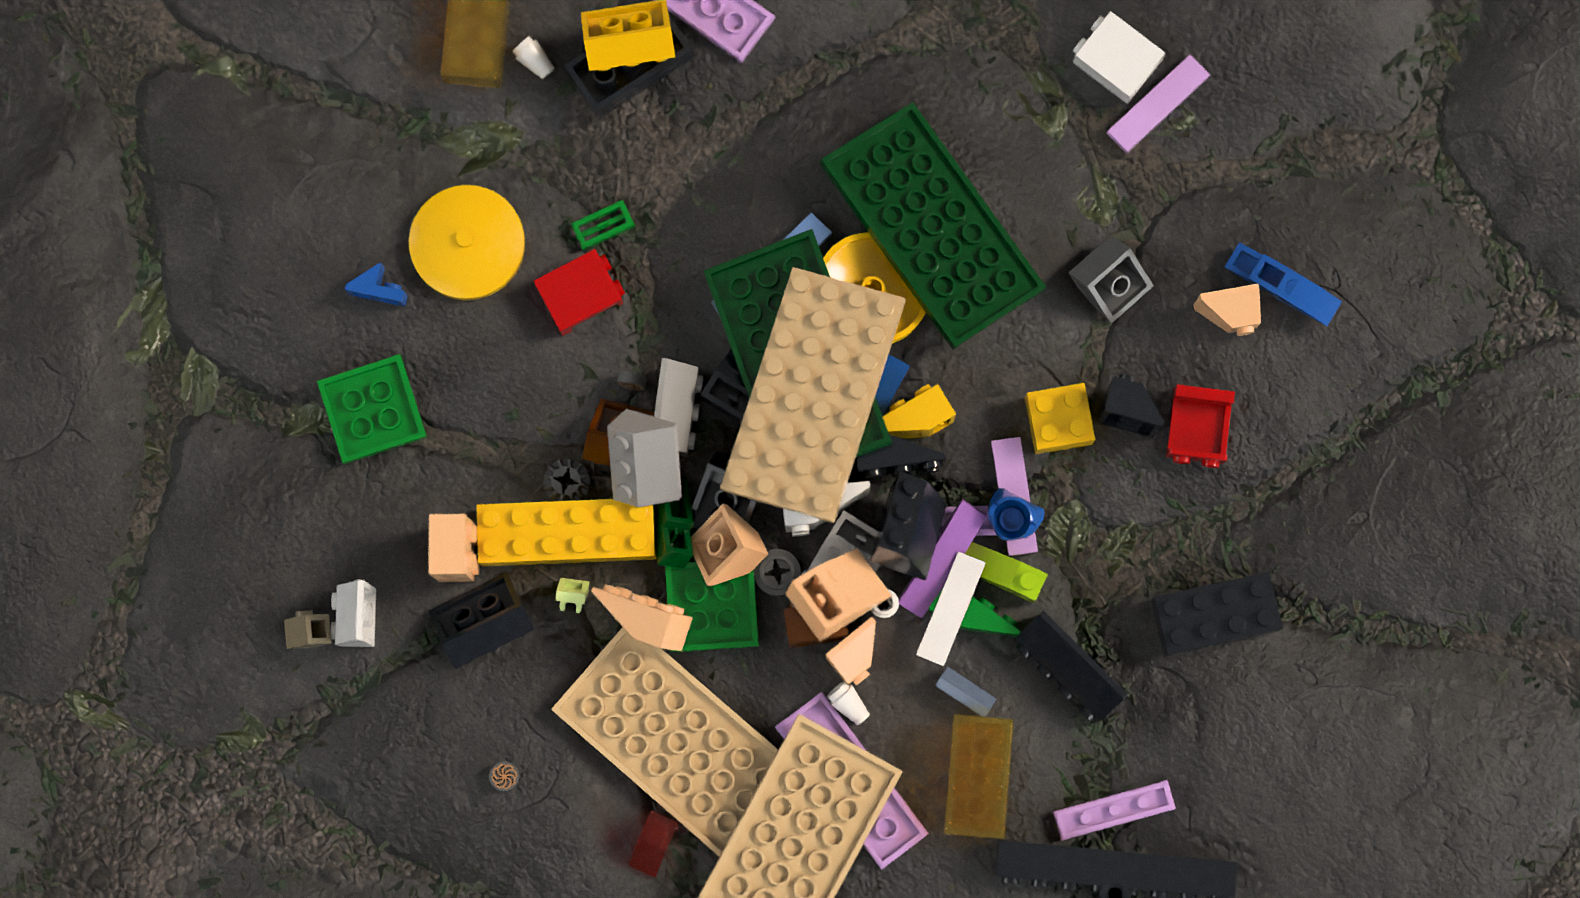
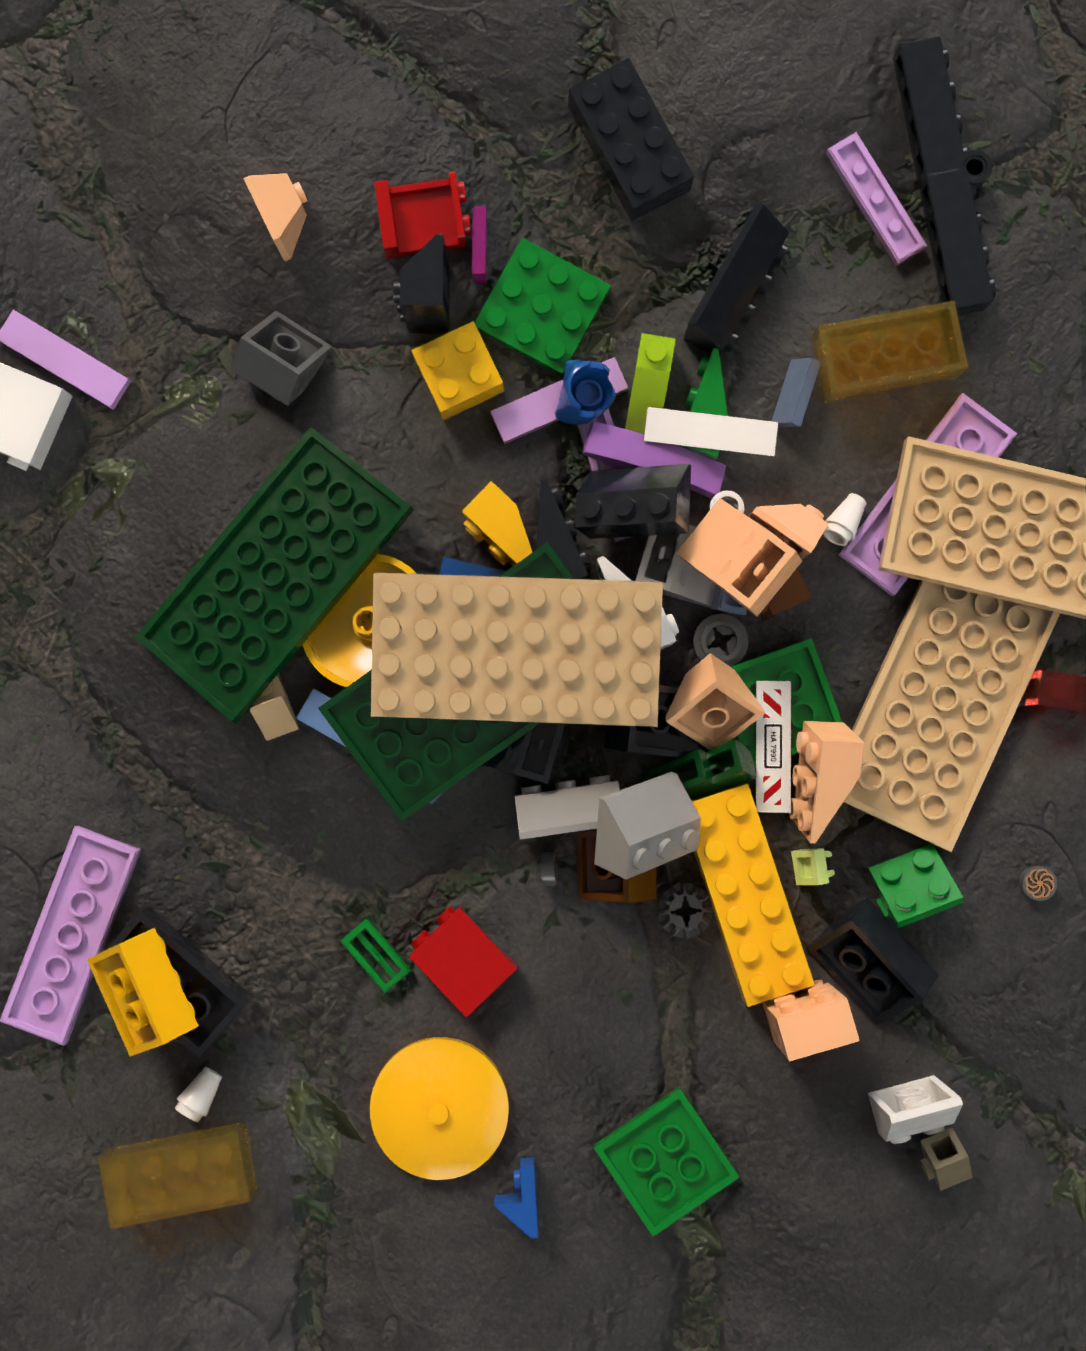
camera: 105 degrees left, 5 degrees up
(532, 671) = (915, 886): none -> green piece
(678, 588) = (773, 747): none -> white sticker
(822, 196) = (273, 711): none -> tan slope
(1097, 504) = (542, 306): none -> green plate
(1161, 465) = (479, 245): none -> magenta tile
(1283, 284) = (233, 162): blue slope -> none

